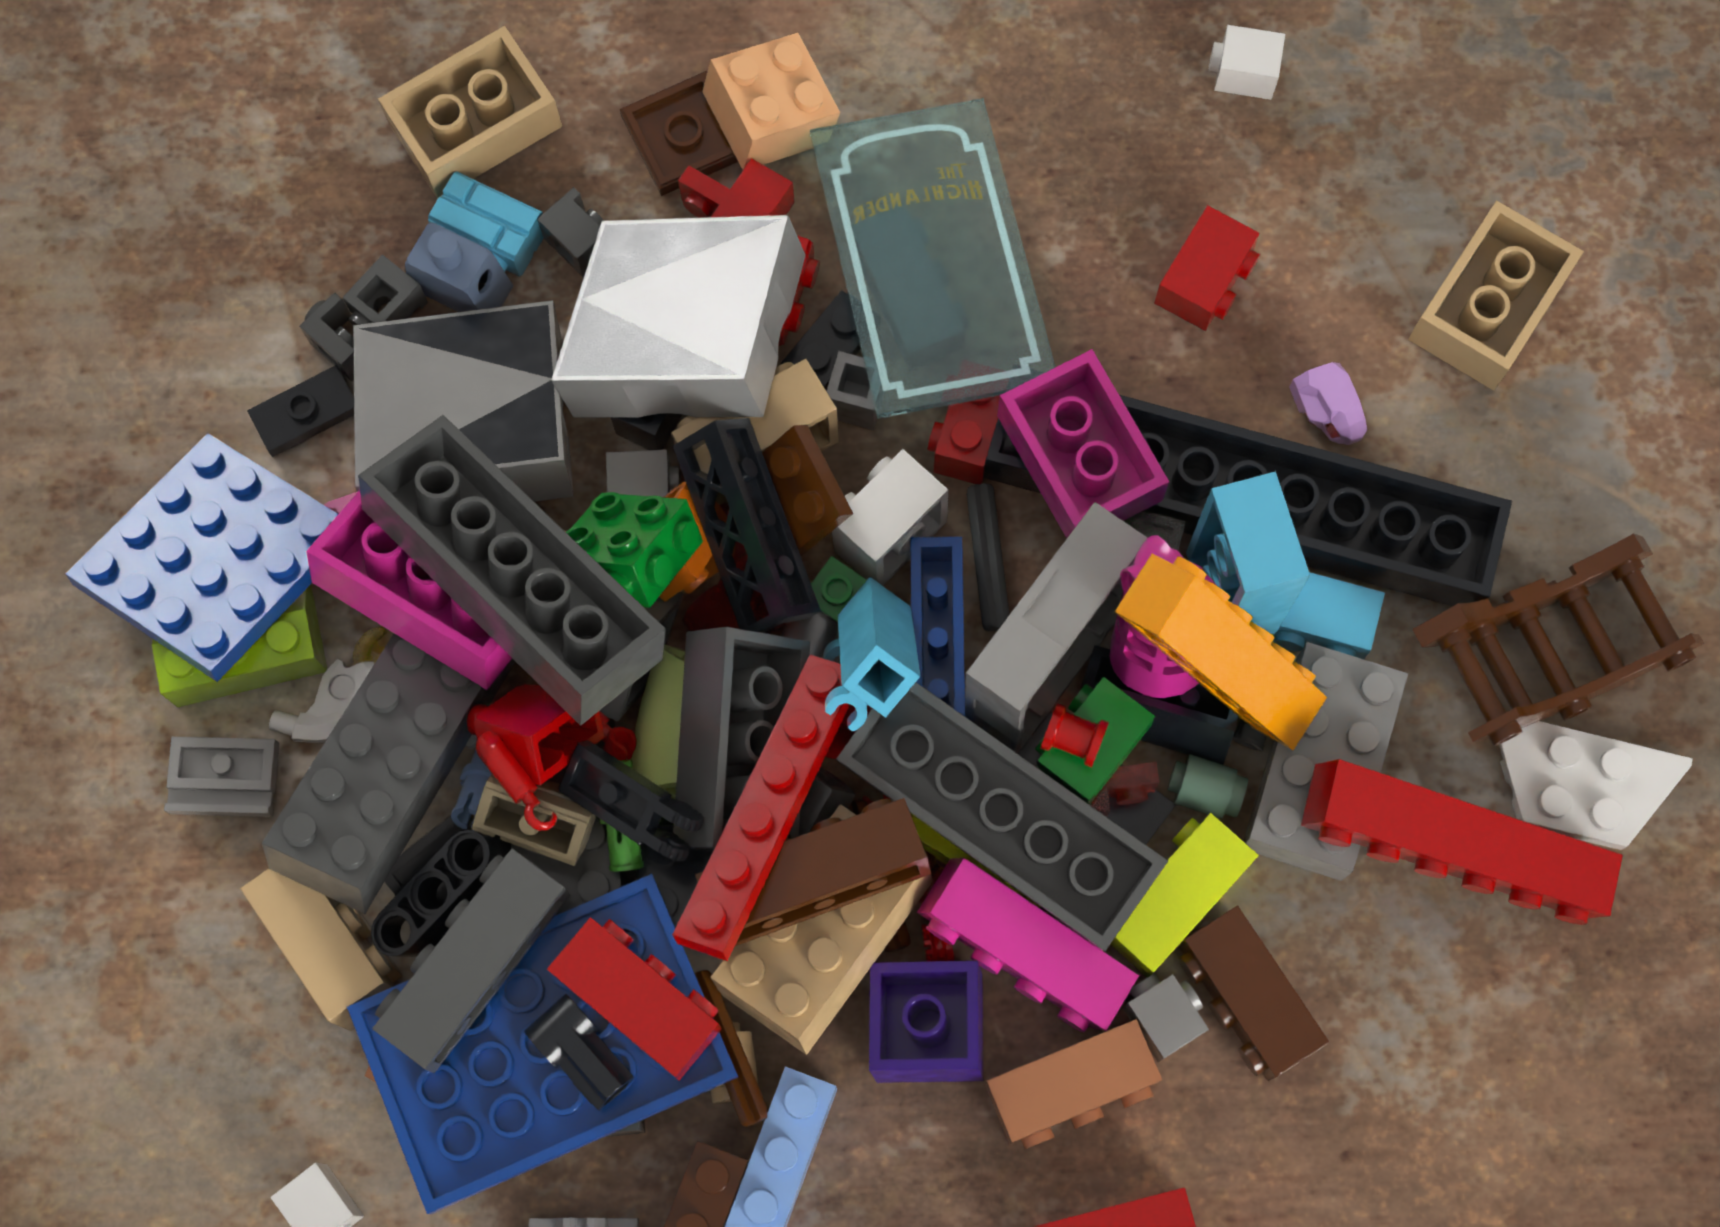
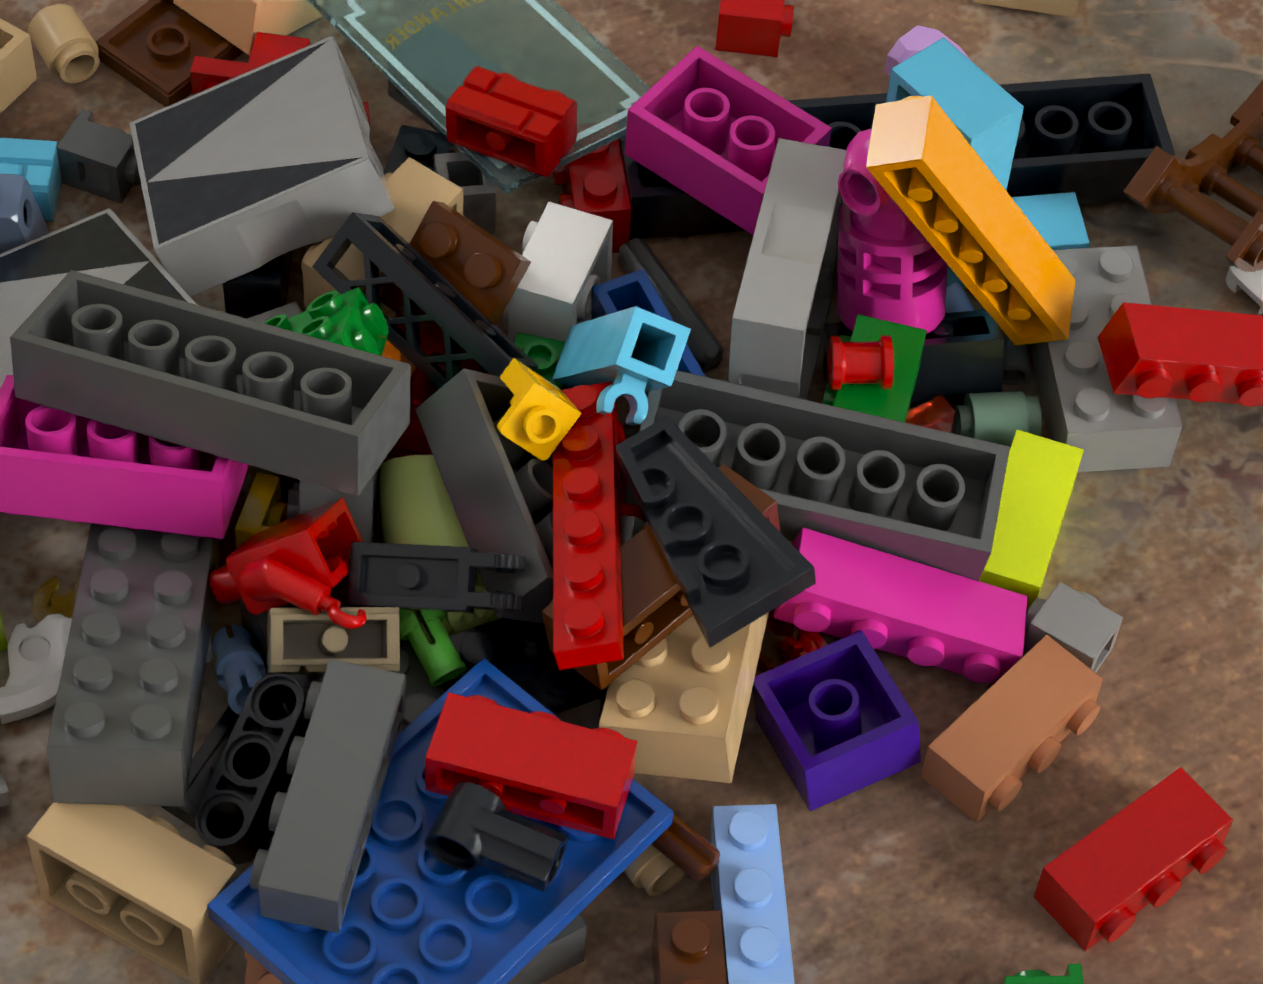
camera: 30 degrees left, 20 degrees down
(594, 102) = (64, 43): none -> tan brick
(779, 680) = (538, 411): none -> yellow bracket
(852, 890) = (713, 538): none -> black wing
(907, 355) = (511, 121): none -> red brick
(1251, 995) = (1146, 582): reddish brown brick -> none

